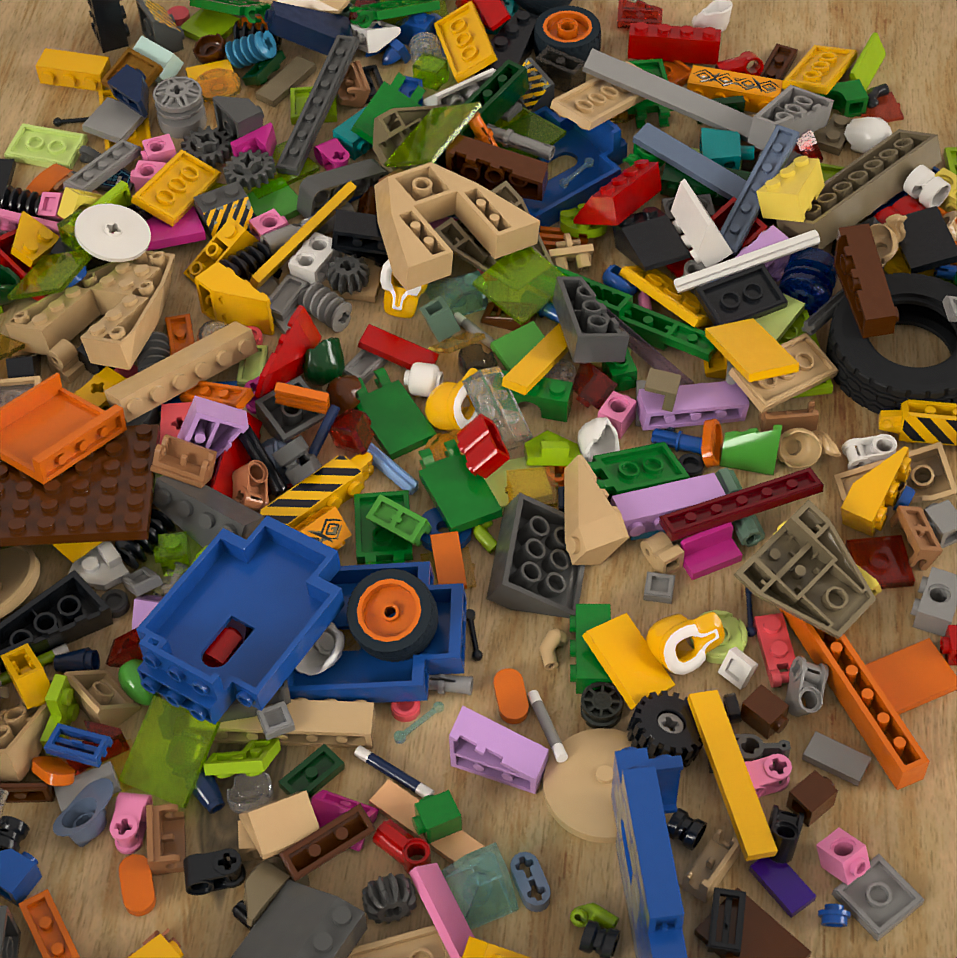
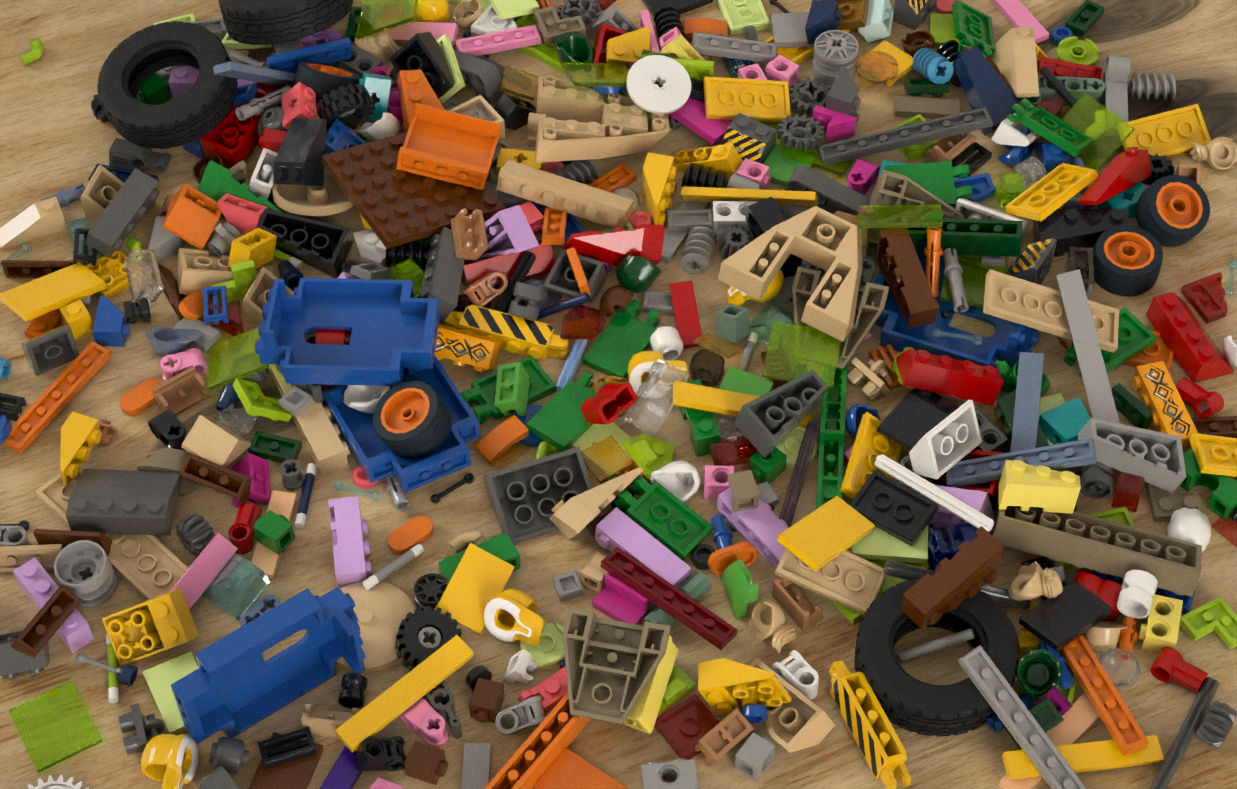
camera: 60 degrees right, 0 degrees up
(362, 771) = (291, 473): none -> dark grey bush
(900, 332) = (936, 644): none -> light grey bar

